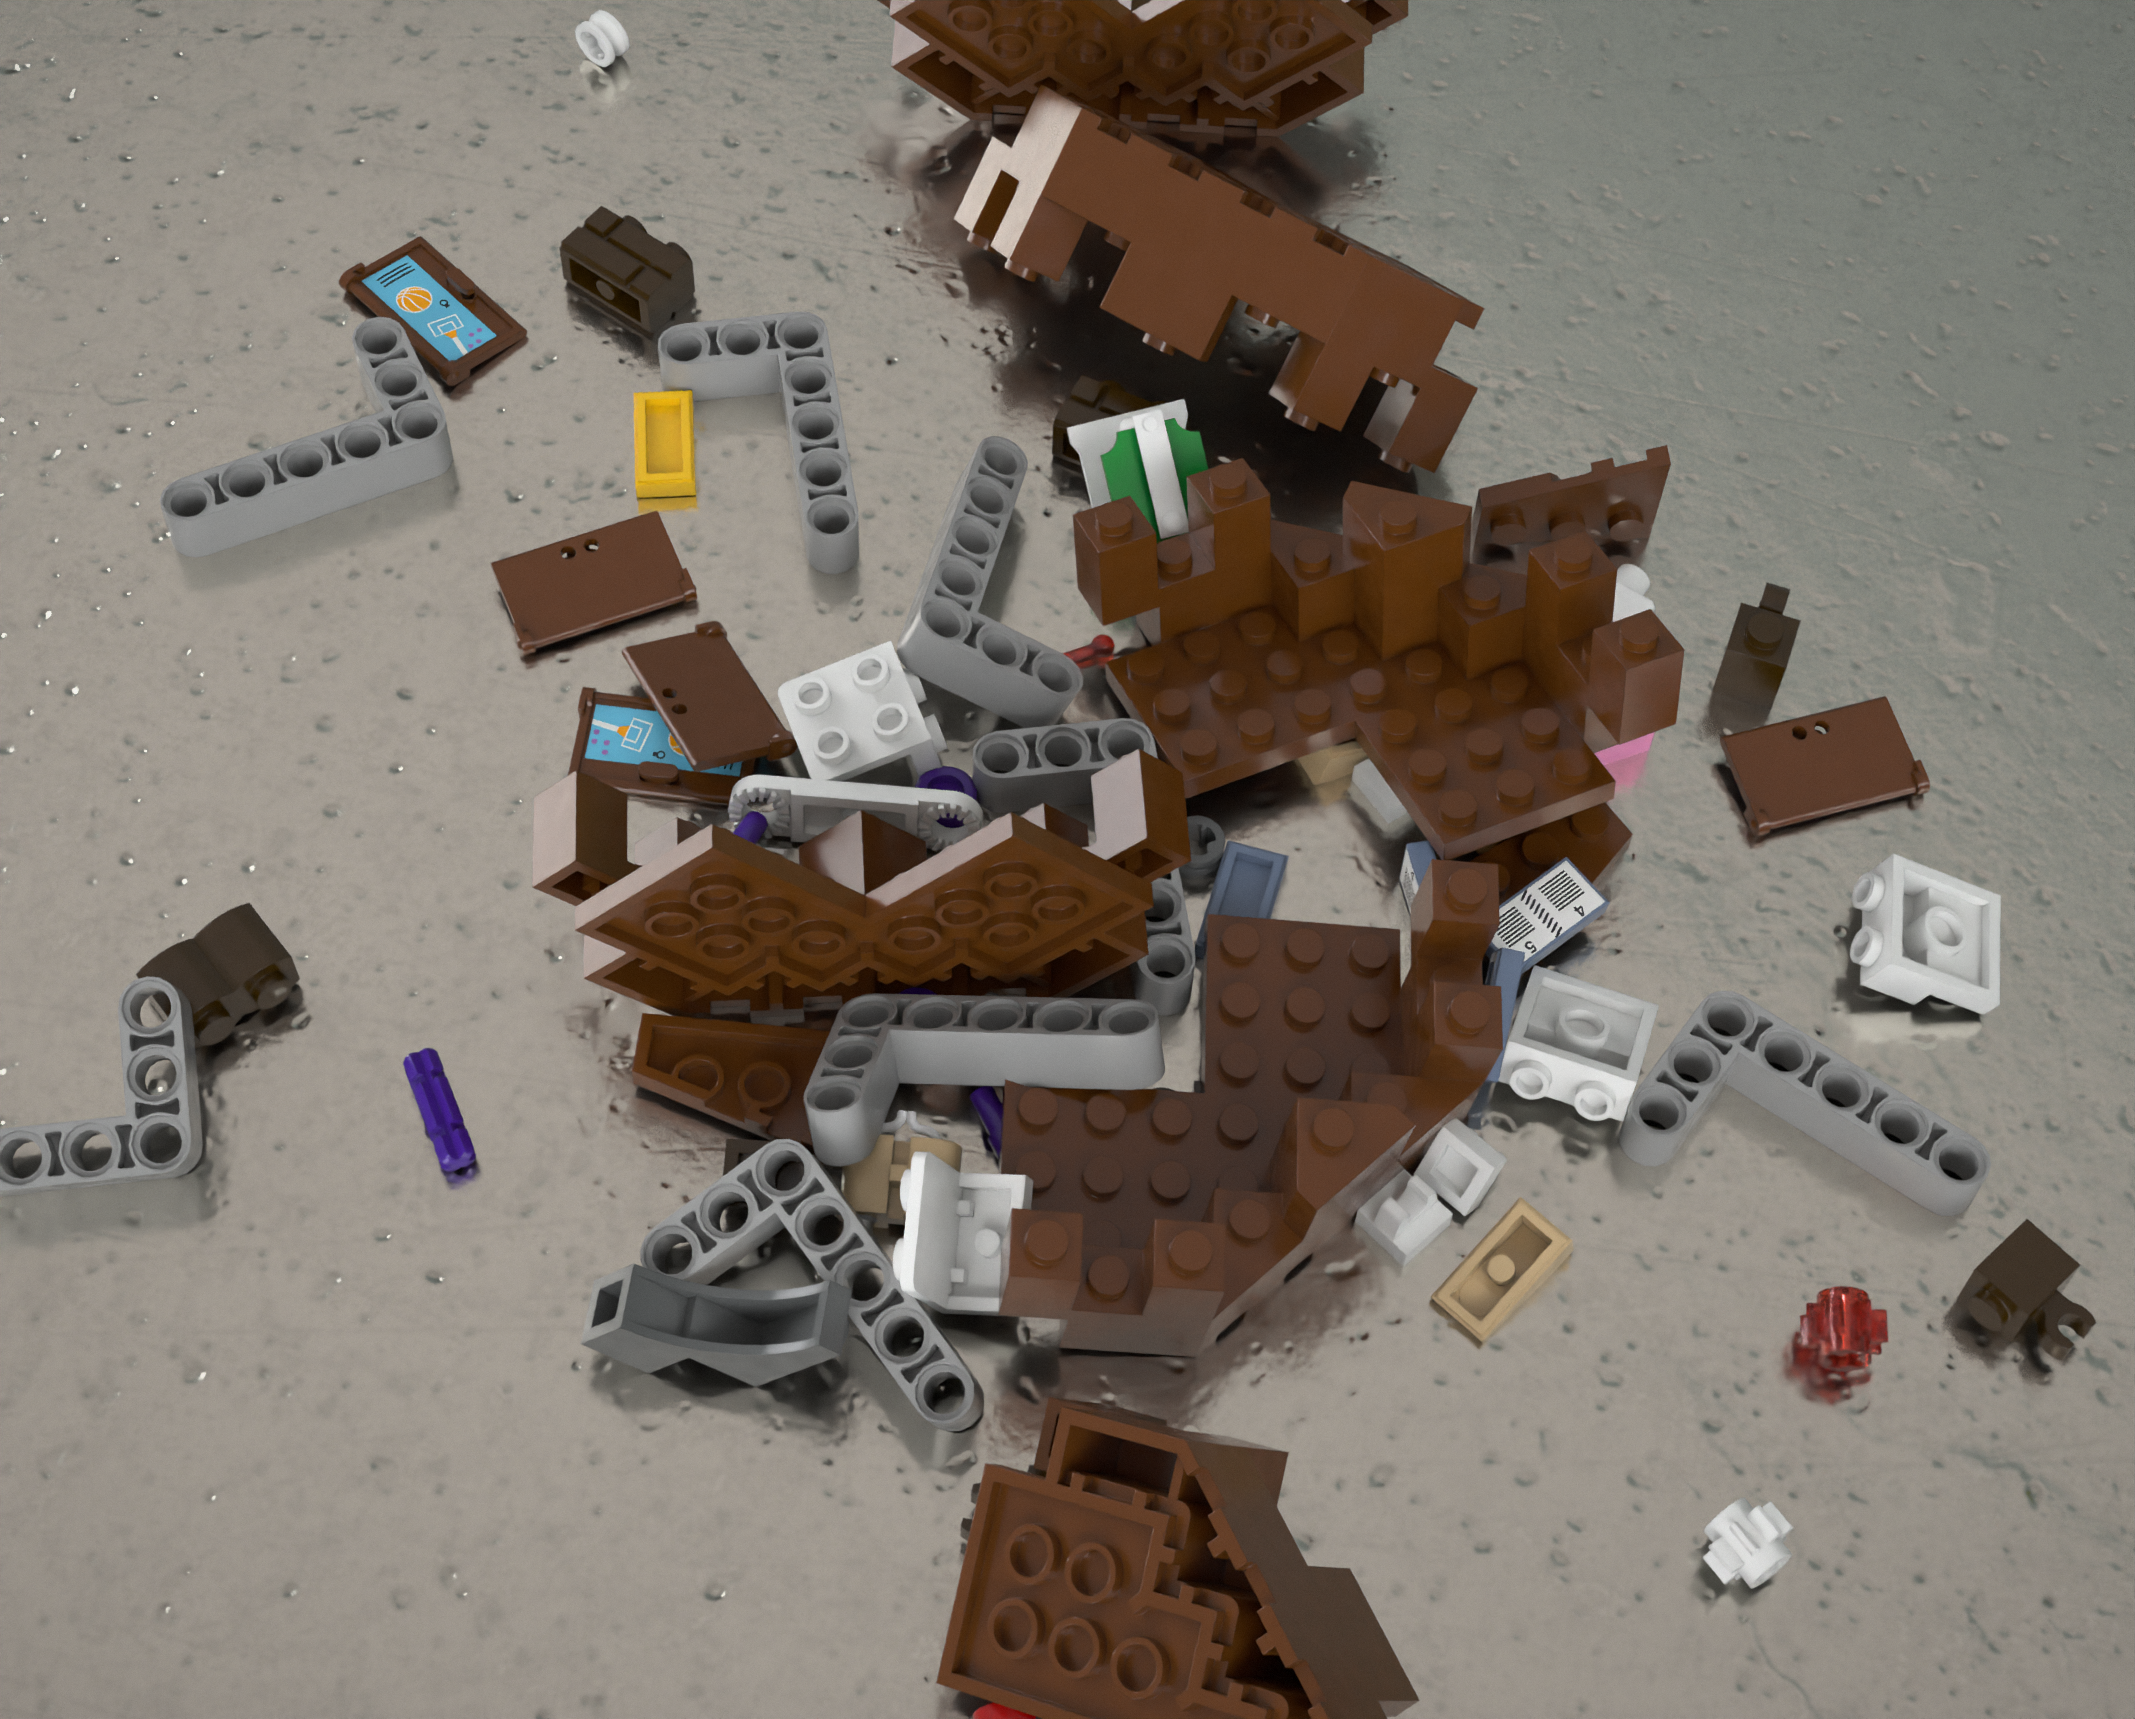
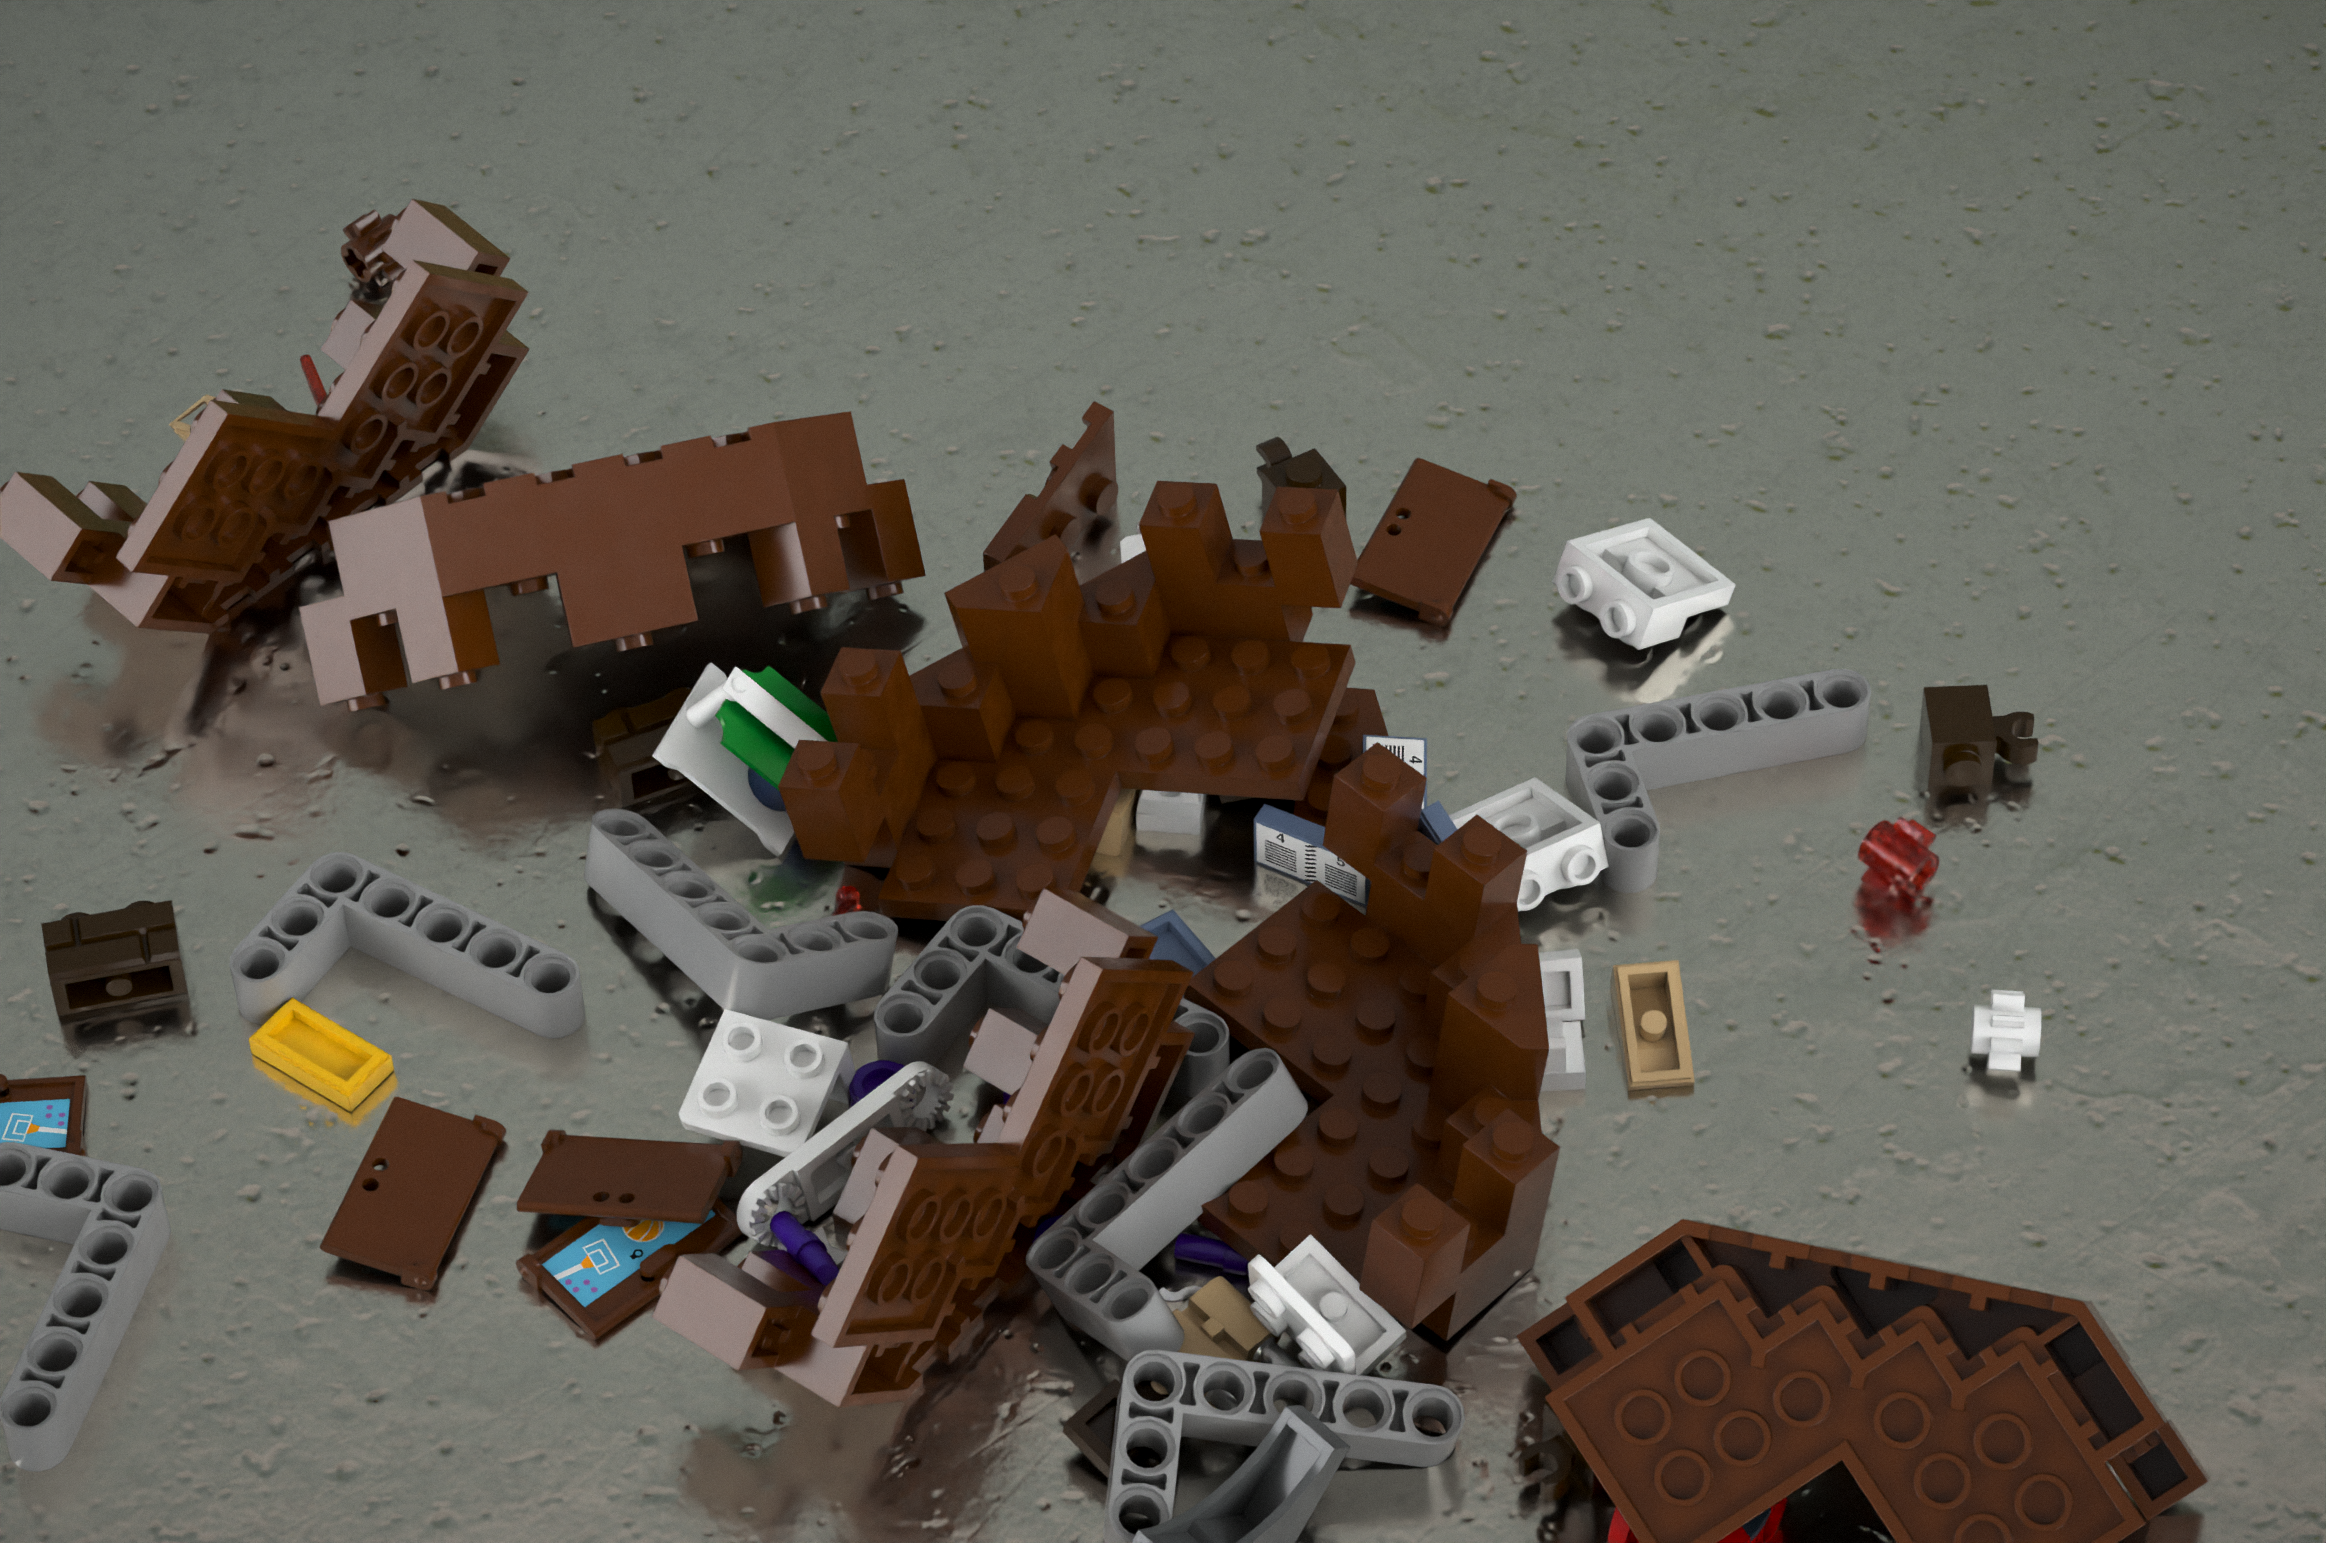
camera: 45 degrees left, 10 degrees down
(732, 1070) = (1005, 1382): reddish brown wing -> none

